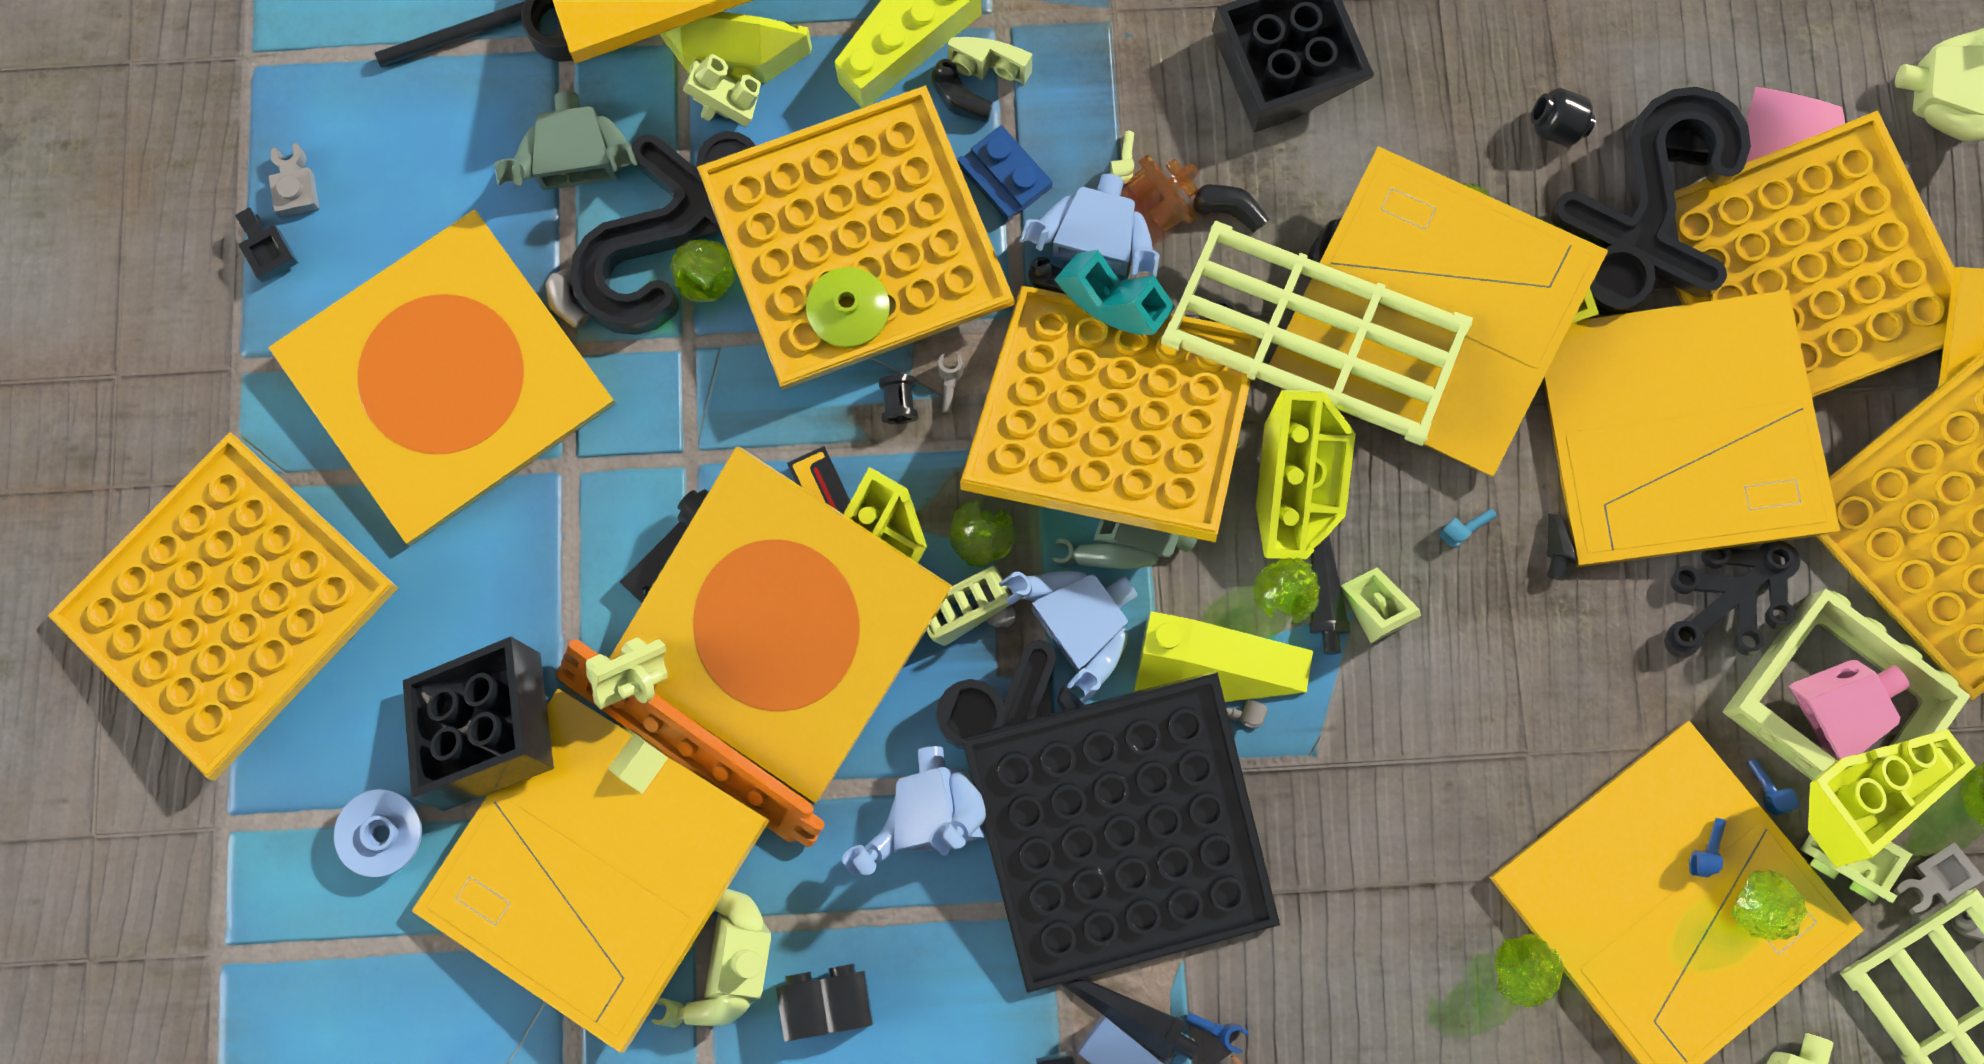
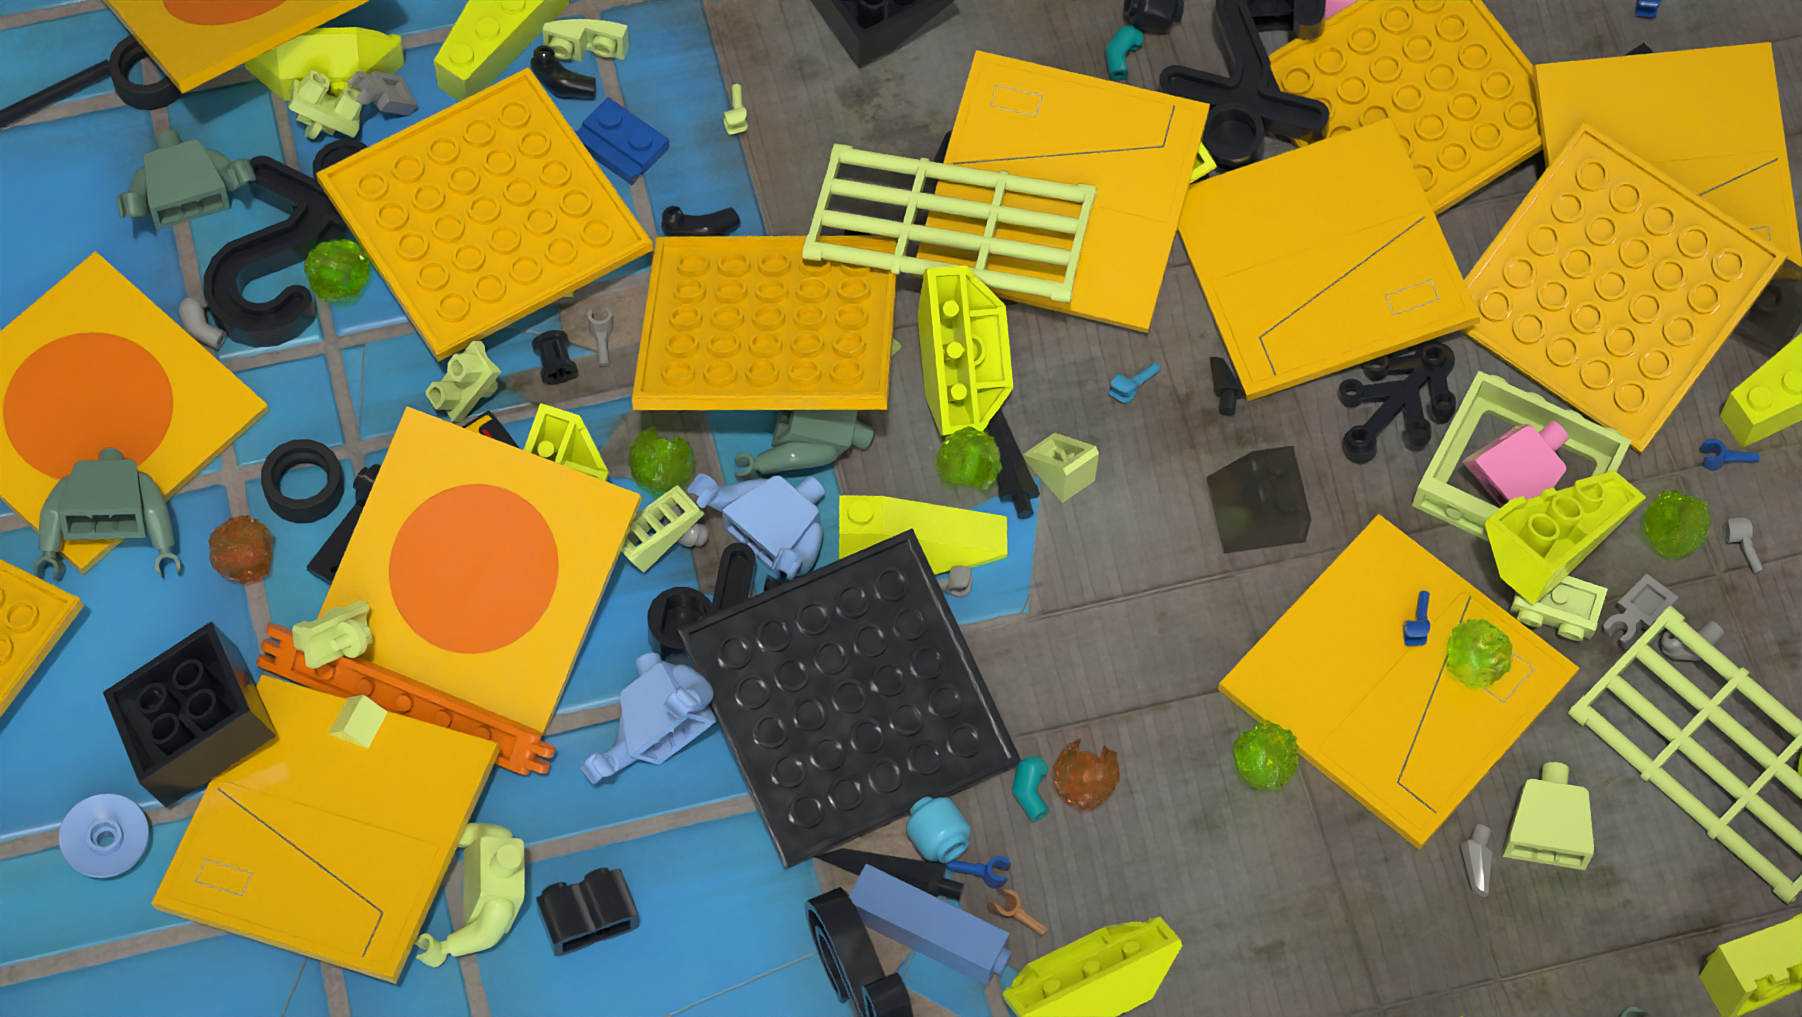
camera: 15 degrees left, 15 degrees down
(434, 486) = (104, 502): none -> sand green torso
(559, 554) = (241, 549): none -> clear orange piece
(614, 463) = (295, 453): none -> black tyre
(784, 81) = (385, 90): none -> light grey plate
(804, 415) = (467, 380): none -> yellowish green hips
(850, 325) = (491, 287): lime dish -> none
(1094, 222) = (720, 174): light blue torso -> none
(1128, 305) = (765, 232): teal brick -> none
(1152, 178) = (766, 121): clear orange hips -> none
(1184, 985) = (938, 829): none -> medium azure head
(1231, 201) = (849, 130): black arm -> none
(1279, 950) = (1025, 787): none -> teal arm
(1342, 962) = (1084, 776): none -> clear orange piece
(1514, 159) = (1116, 49): none -> teal arm
(1571, 685) = (1260, 501): none -> clear smoke slope
(1775, 800) = (1477, 571): blue hand -> none

